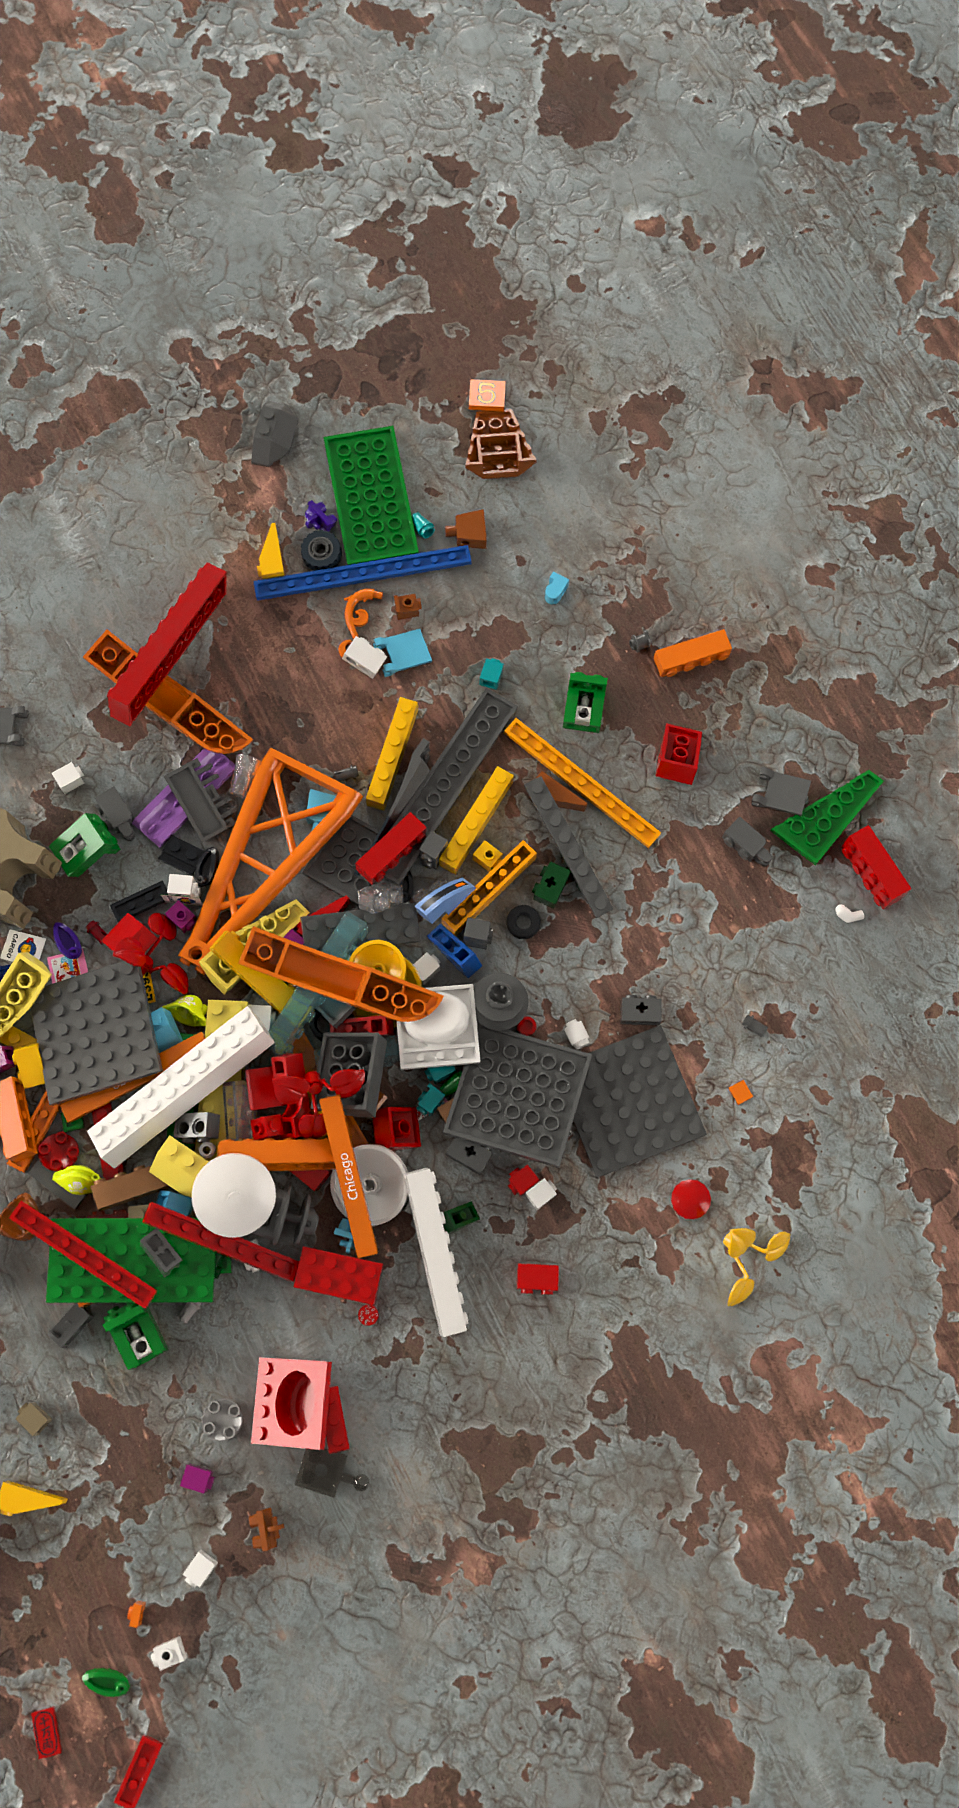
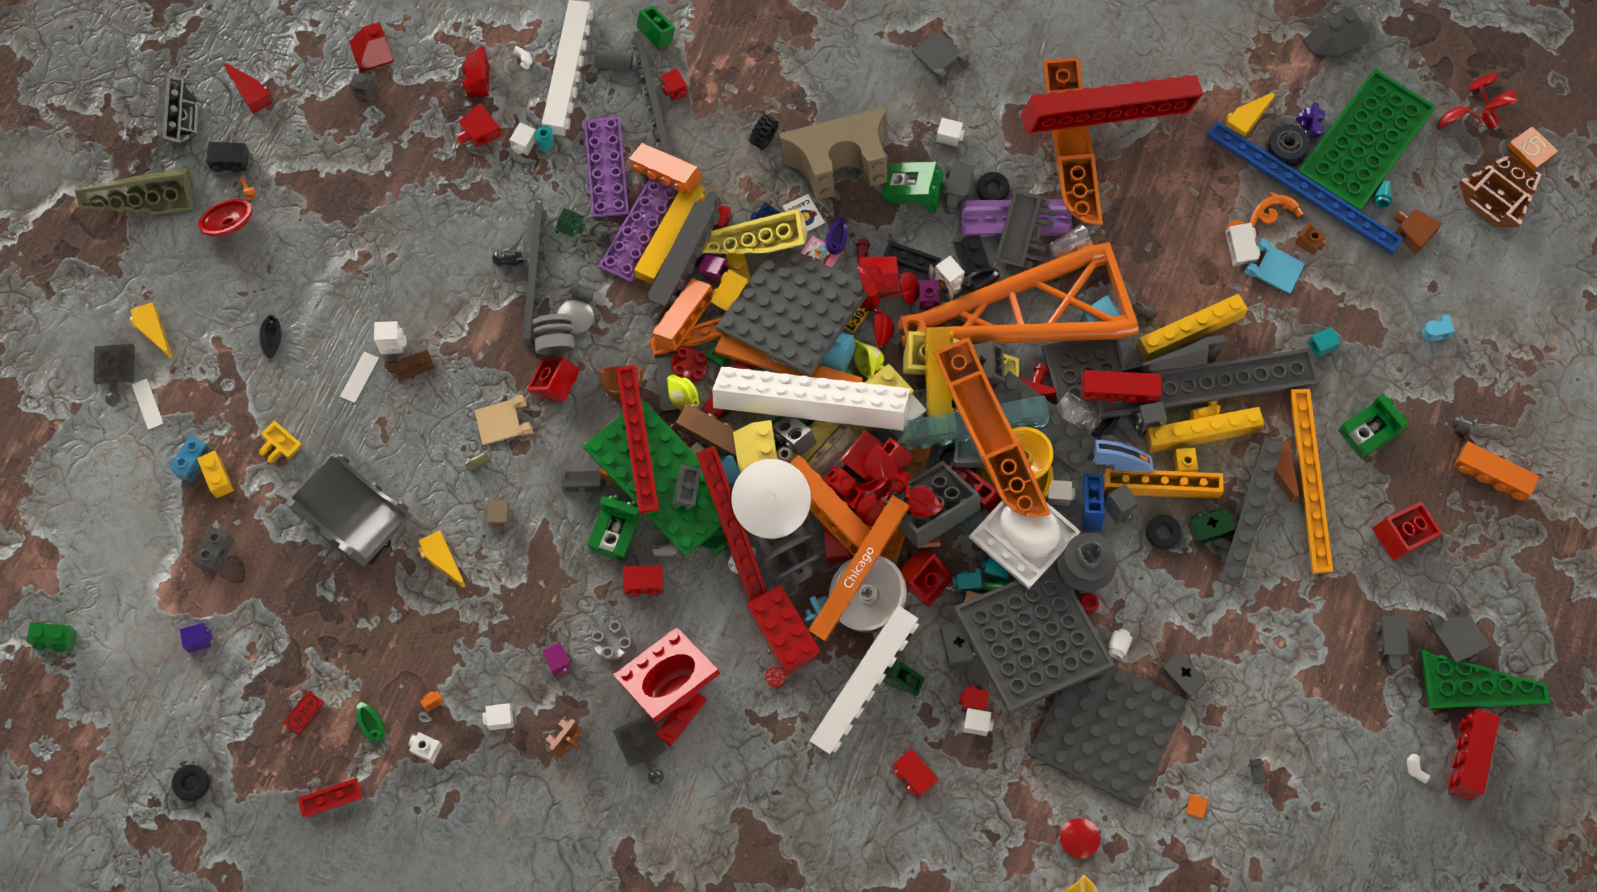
camera: 50 degrees right, 5 degrees down
(143, 777) = (994, 177): none -> black tyre
(198, 1350) = (643, 580): none -> red brick
(281, 923) = (992, 360): none -> dark grey brick
(321, 895) = (1039, 373): none -> red pin
(435, 398) = (1489, 114): none -> red plant
(463, 808) = (1211, 410): none -> yellow arm

